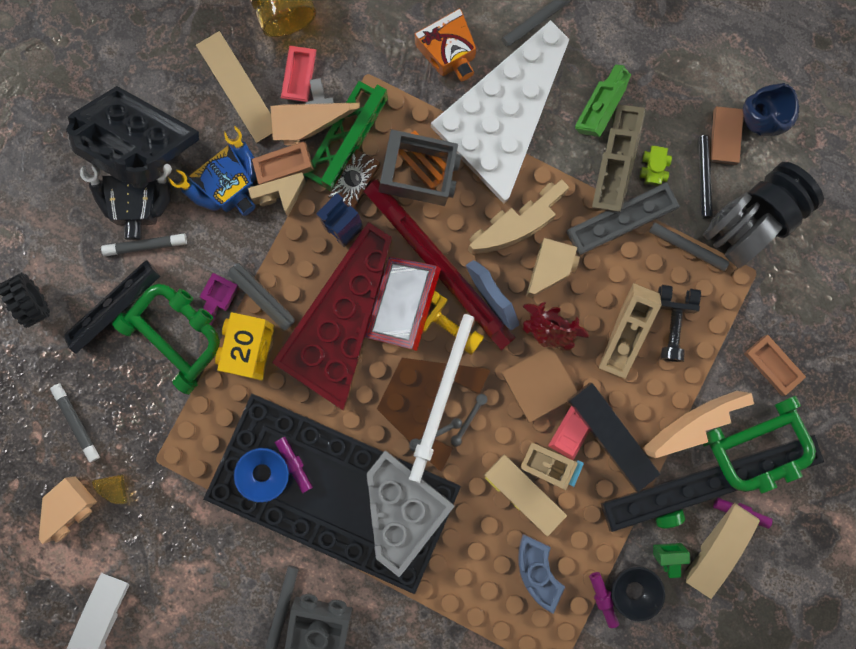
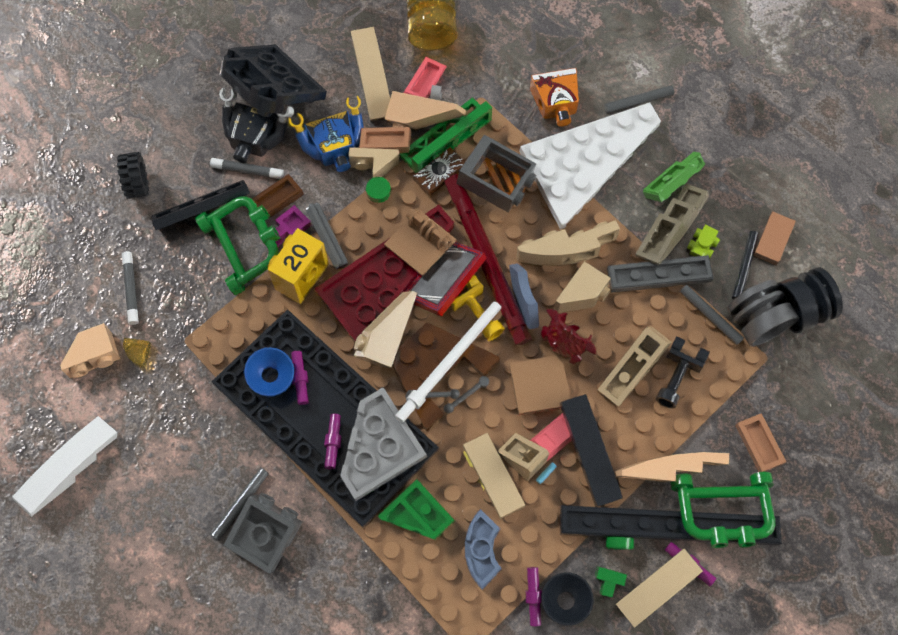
camera: 20 degrees right, 15 degrees down
(189, 266) = (279, 195): none -> reddish brown tile
(296, 224) = (378, 189): none -> green tile
(340, 220) = (415, 188): dark blue piece -> none
(353, 521) = (332, 441): none -> magenta bar
(363, 390) = (382, 337): none -> tan slope
(364, 273) = (420, 241): none -> medium nougat hinge
(465, 560) = (418, 512): none -> green wing
(771, 110) = (819, 226): dark blue piece -> none

